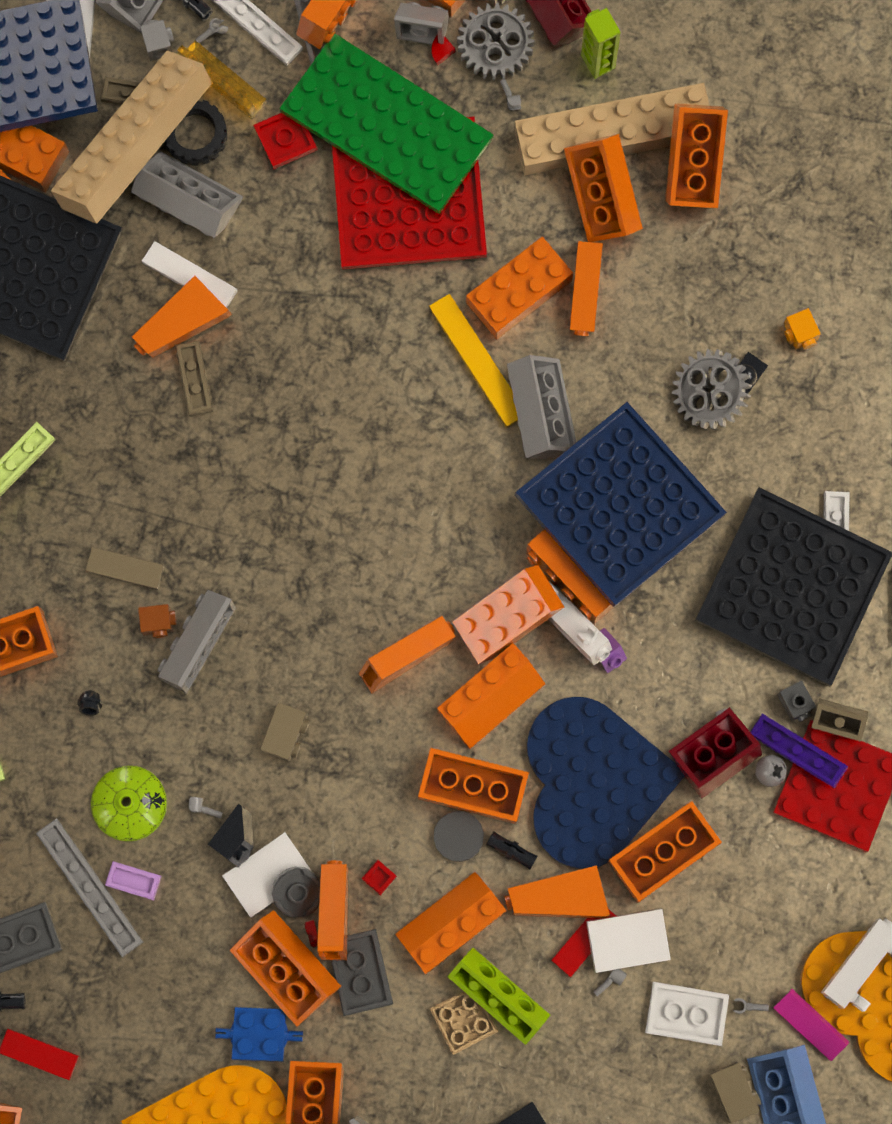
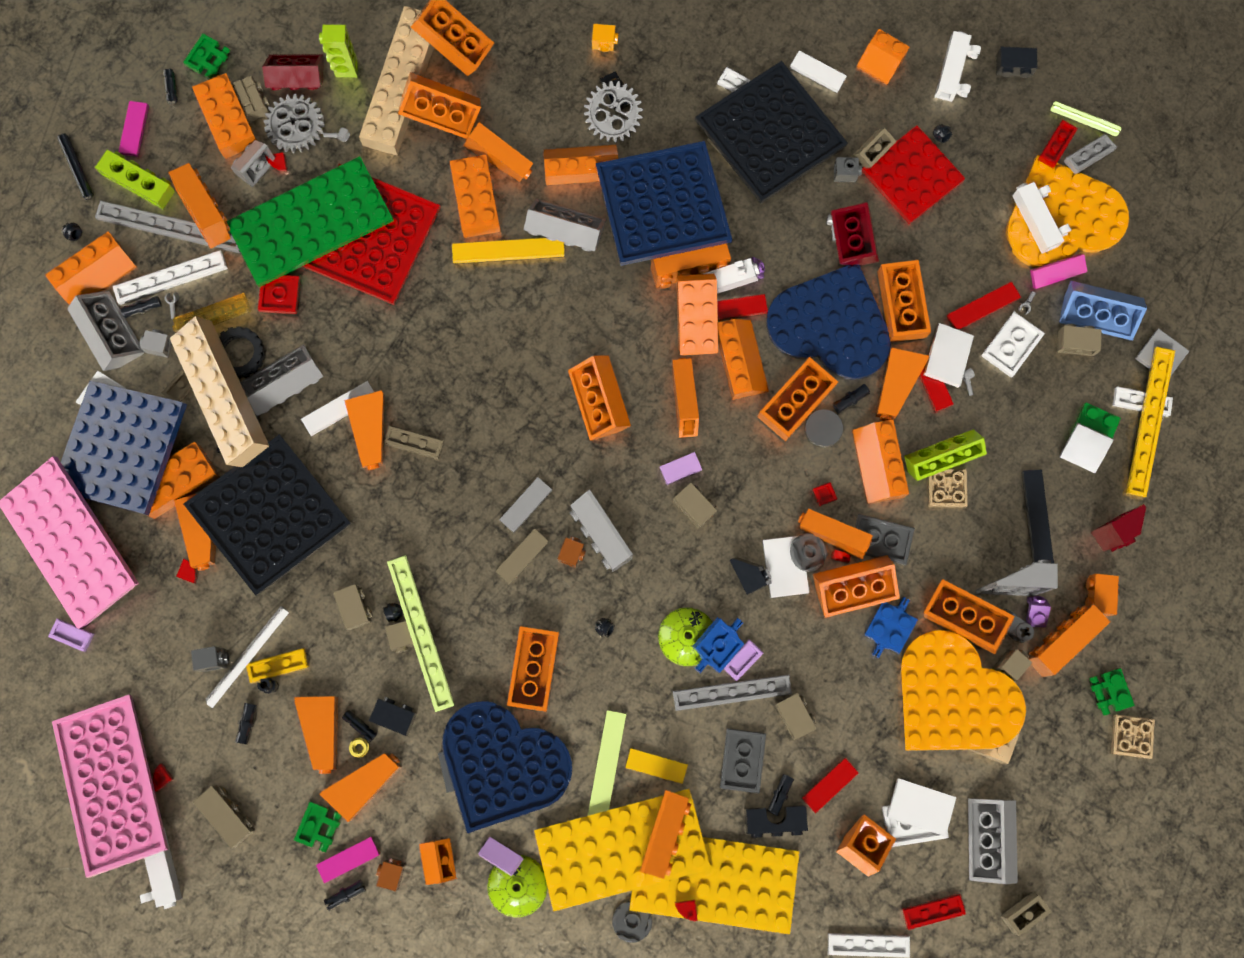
camera: 70 degrees left, 0 degrees up
(97, 974) = (795, 716): none -> dark tan brick
(133, 842) = (718, 645): none -> blue plate
(186, 541) = (525, 505): none -> light grey tile
(195, 805) = (713, 591): light grey hand -> none
(321, 694) = (680, 468): none -> lavender tile
(355, 556) = (599, 397): none -> orange slope
(553, 661) = (741, 307): none -> red tile
(626, 379) = (576, 163): none -> orange slope
(716, 954) = (983, 306): none -> red tile
(771, 770) = (884, 208): light grey piece -> none
(798, 751) = (881, 183): dark purple tile -> none

